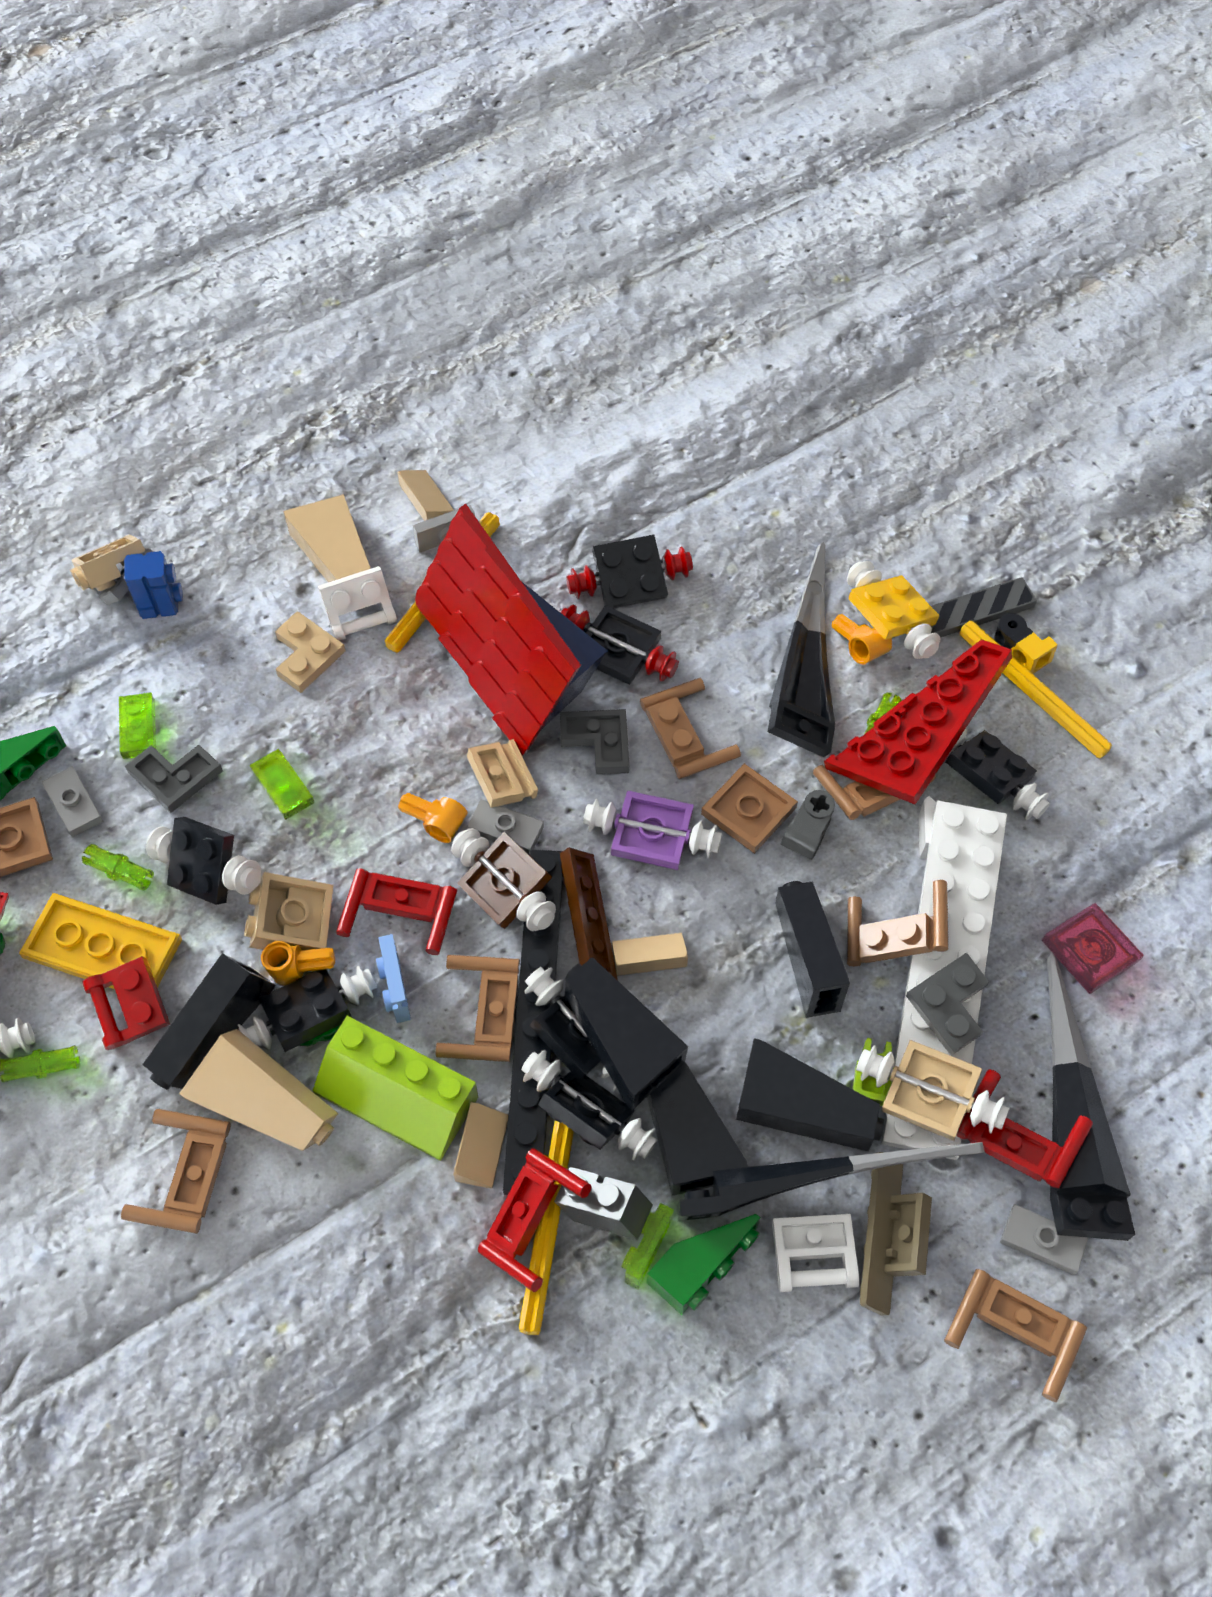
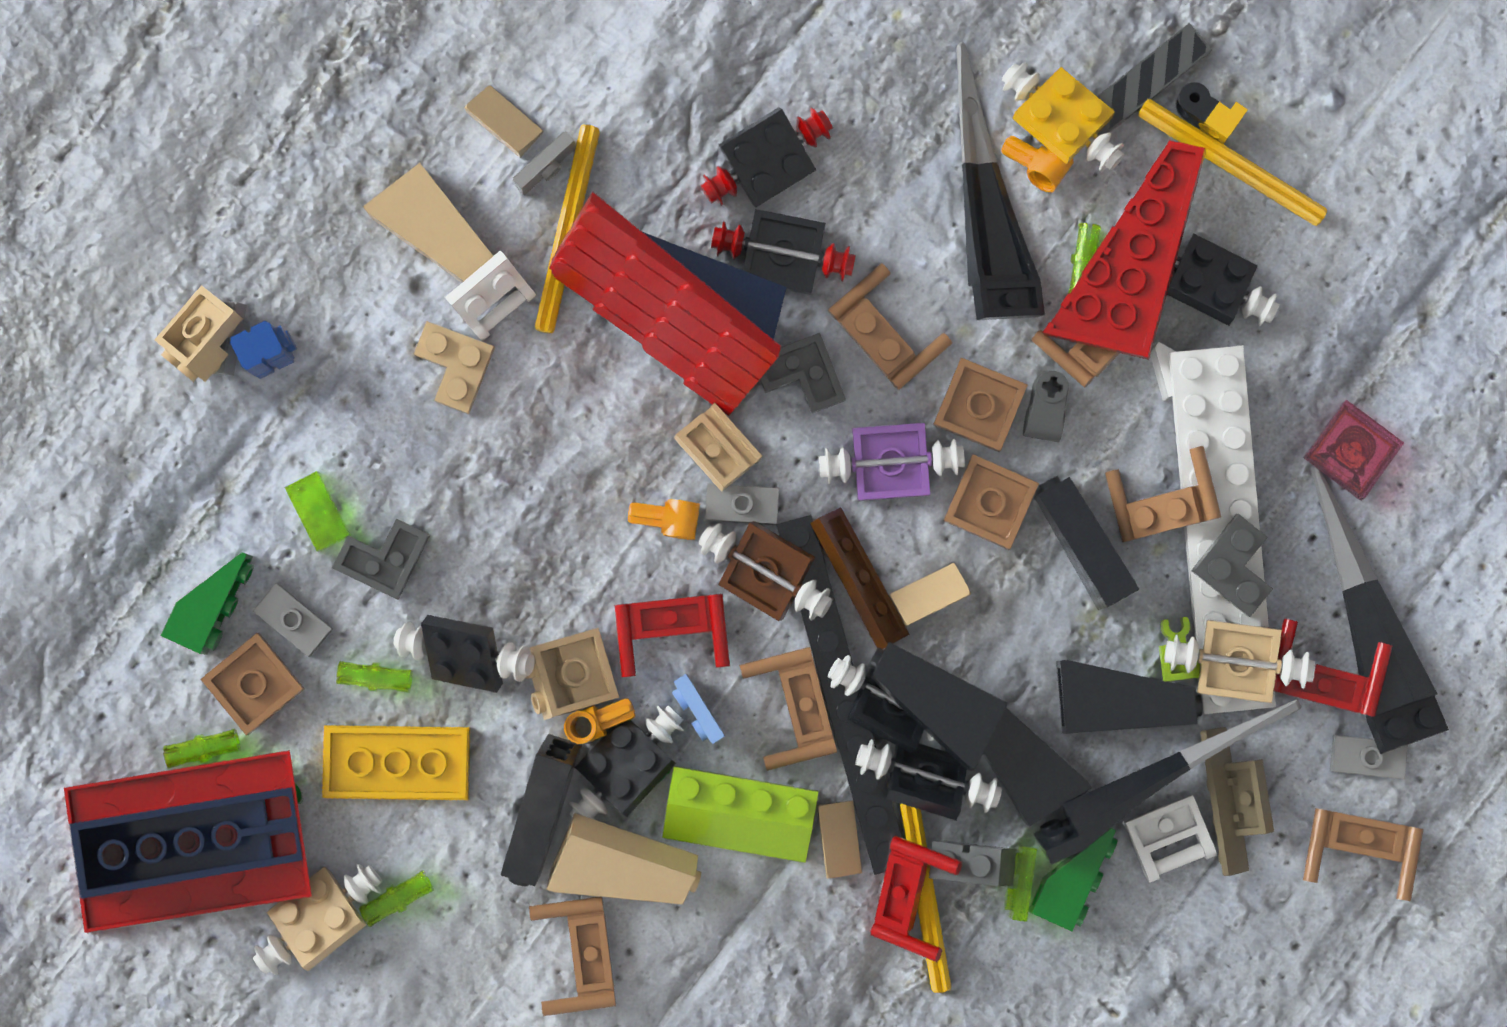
camera: 20 degrees left, 25 degrees up
(137, 998) = (460, 807): red plate -> none
(282, 784) = (499, 532): clear neon green plate -> none
(732, 889) = (991, 502): none -> medium nougat plate

